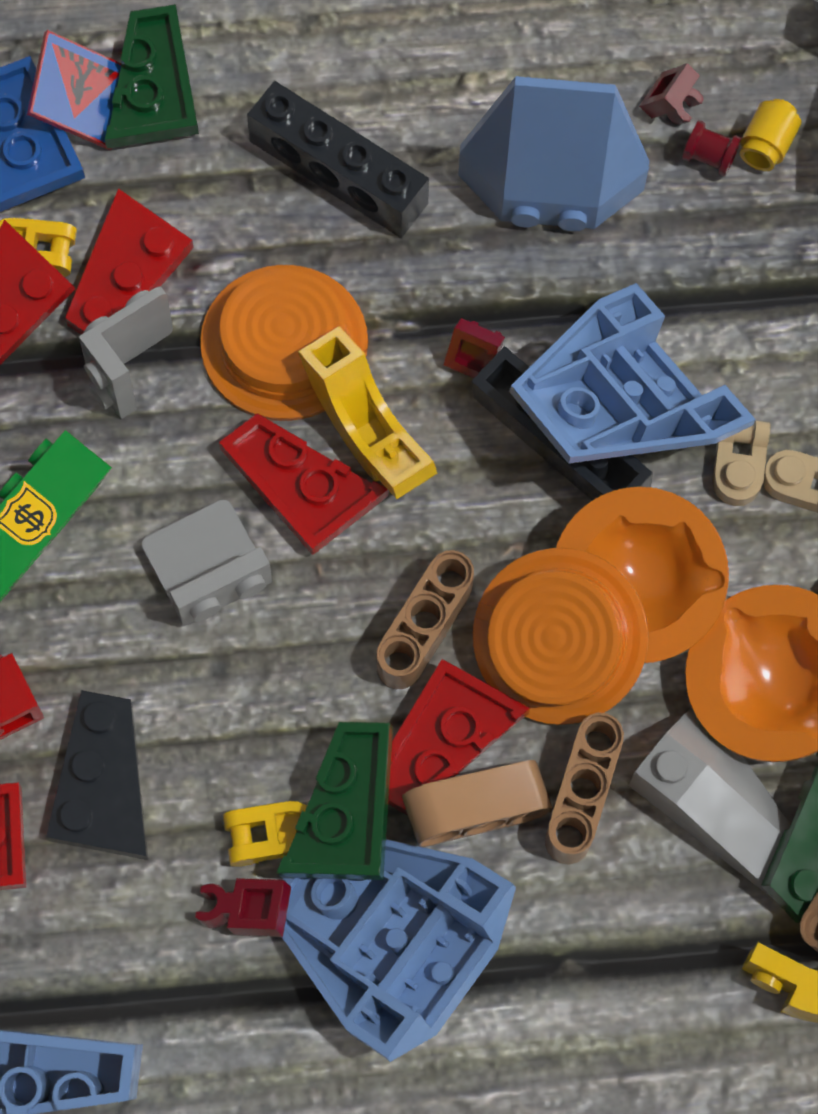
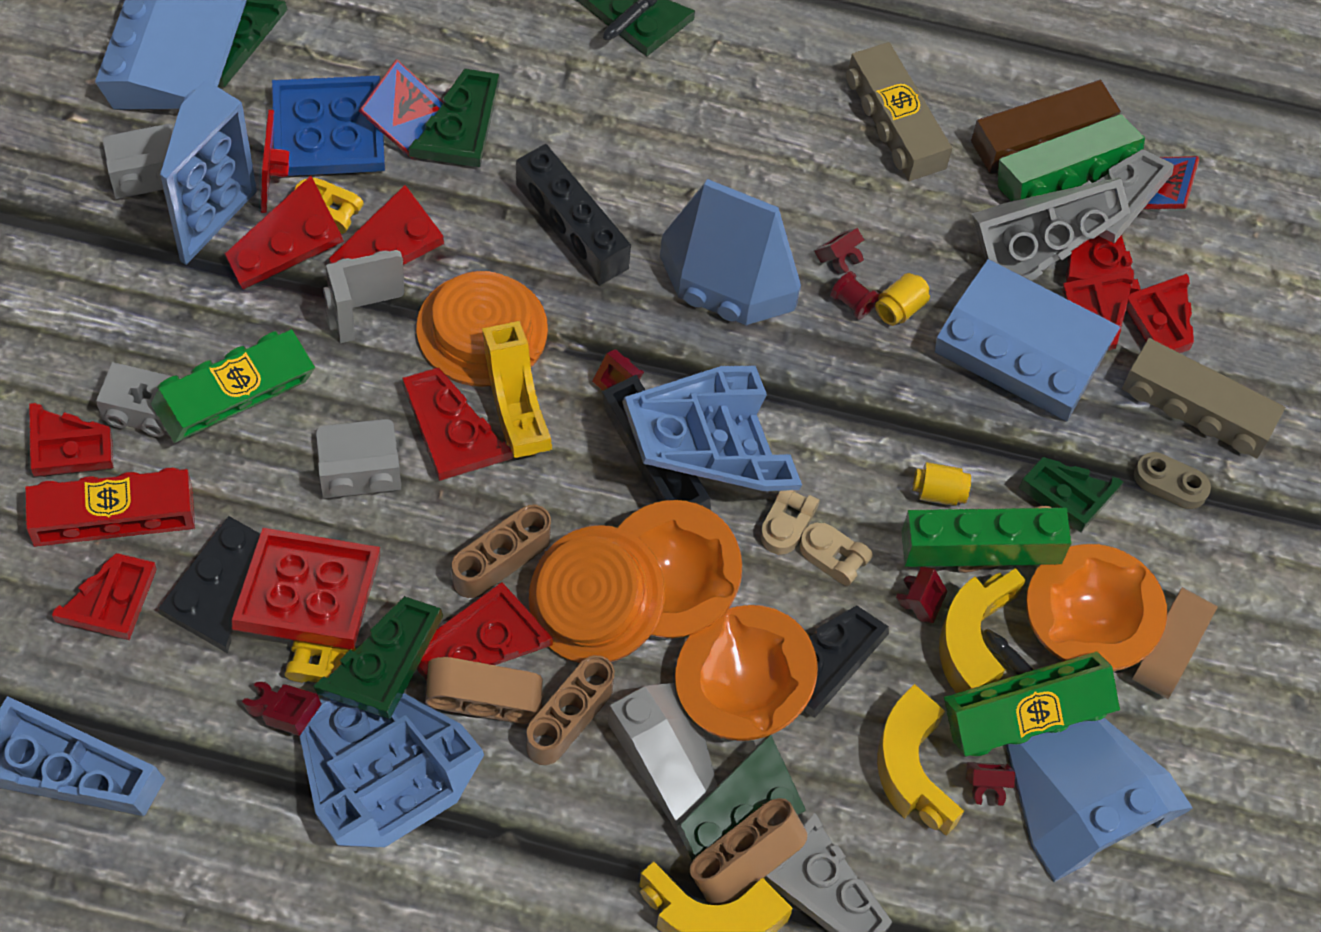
camera: 15 degrees right, 10 degrees down
(215, 751) = (306, 588): none -> red plate

